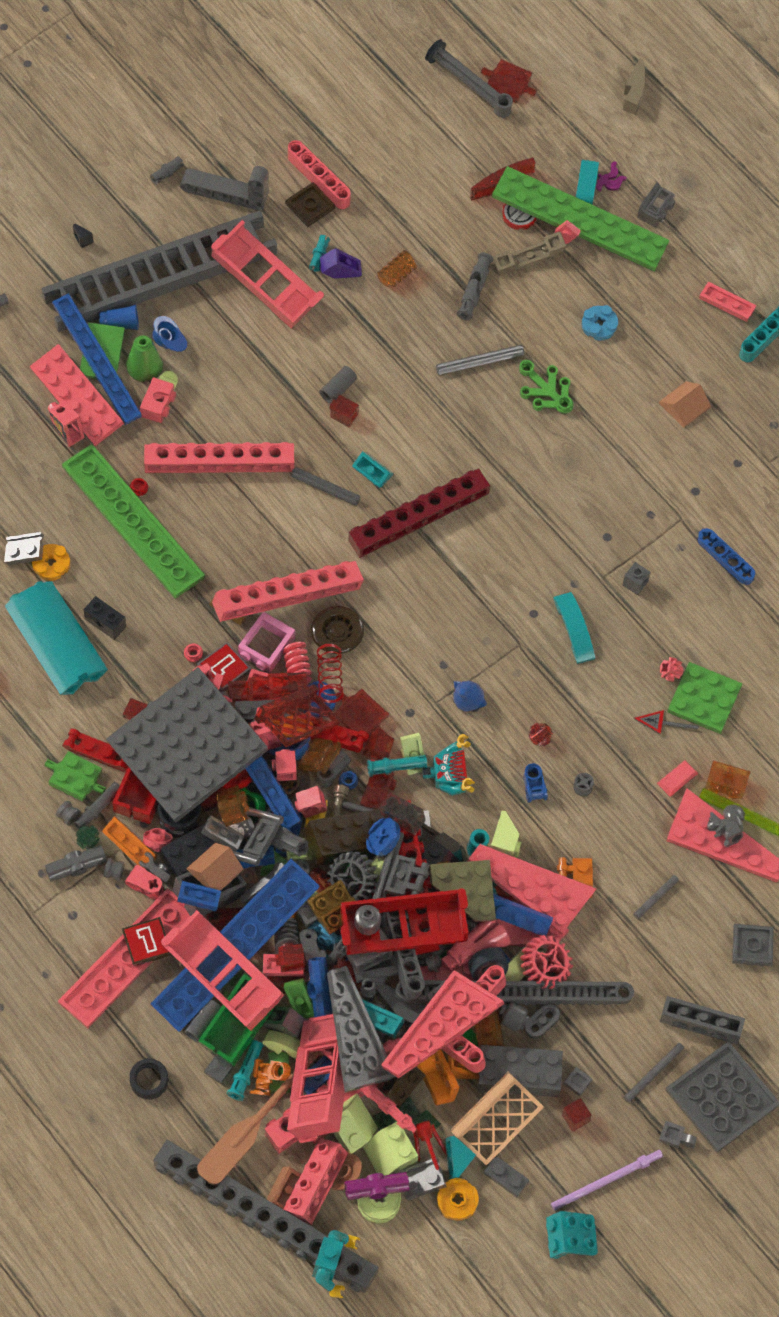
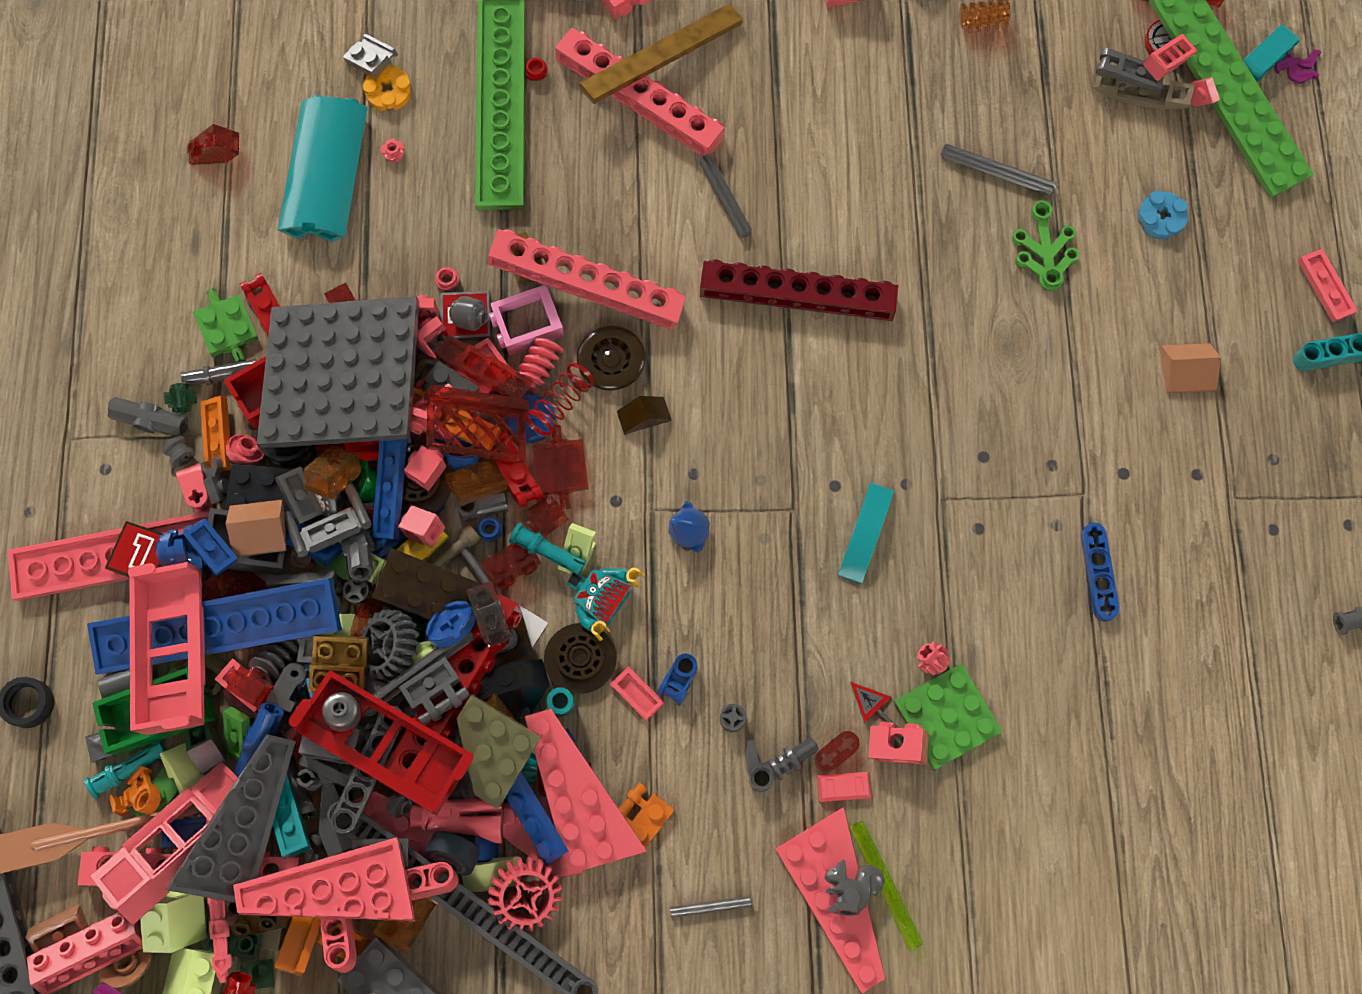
camera: 40 degrees right, 10 degrees up
(68, 812) = (184, 358): flat silver wheel -> none
(84, 600) = (397, 154): none -> coral plate
(104, 618) = (387, 181): black brick -> none
(172, 916) = (175, 549): none -> blue helmet
(215, 423) = (660, 53): none -> pearl gold tile
(229, 661) = (468, 313): none -> dark grey head
(338, 384) = (824, 97): dark grey pin -> none
(344, 410) = (808, 128): clear red brick -> none
(372, 469) = (789, 211): teal slope -> none
(384, 650) = (643, 413): none -> dark brown slope
(466, 812) = (579, 658): none -> dark brown wheel
(474, 287) = (1054, 87): dark grey piece -> none
(506, 837) = (591, 721): yellowish green slope -> none
(513, 1016) = (442, 928): dark grey head -> none
(514, 246) = (1127, 69): none -> dark grey plate
(517, 810) = (637, 693): none -> coral tile
(528, 233) = (1158, 66): none -> coral slope
(540, 734) = (730, 627): clear red gear -> none
(541, 1021) = (471, 956): dark grey plate -> none
(631, 794) = (782, 764): none -> dark grey piece
(636, 578) = (976, 526): dark grey brick -> none
(654, 760) = (832, 747): none -> clear red beam
(656, 205) = (1328, 126): flat silver window -> none
(700, 730) = (912, 751): none -> coral brick
(737, 776) = (910, 840): clear orange brick -> none

